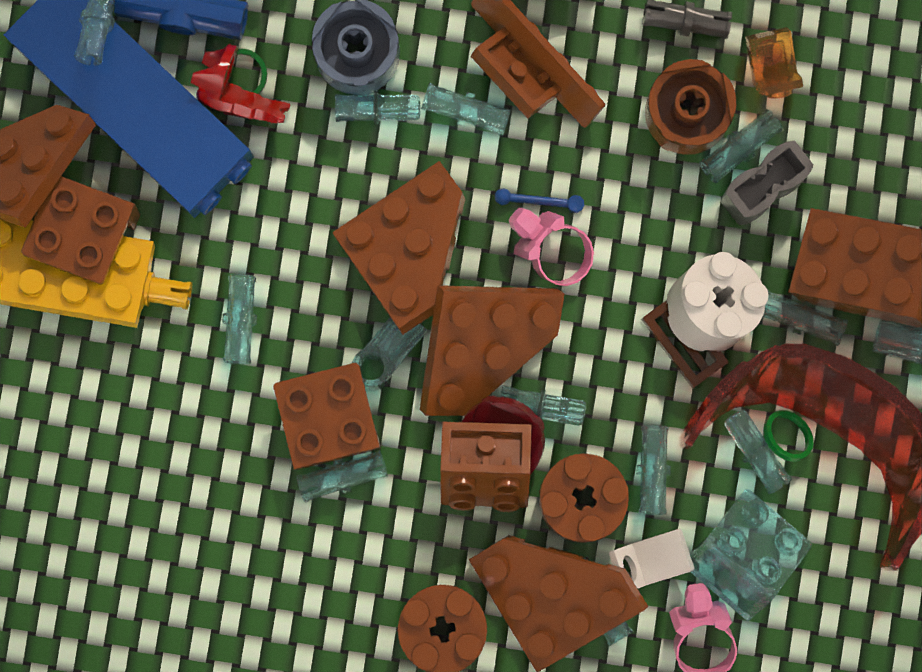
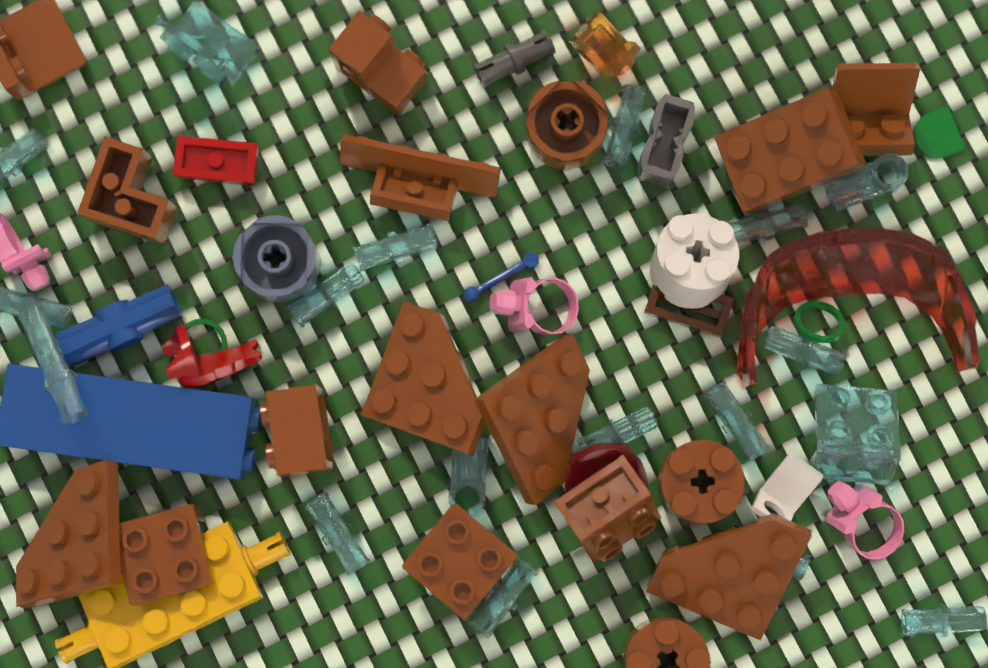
camera: 35 degrees left, 0 degrees up
(268, 206) = (297, 431): none -> dark orange brick

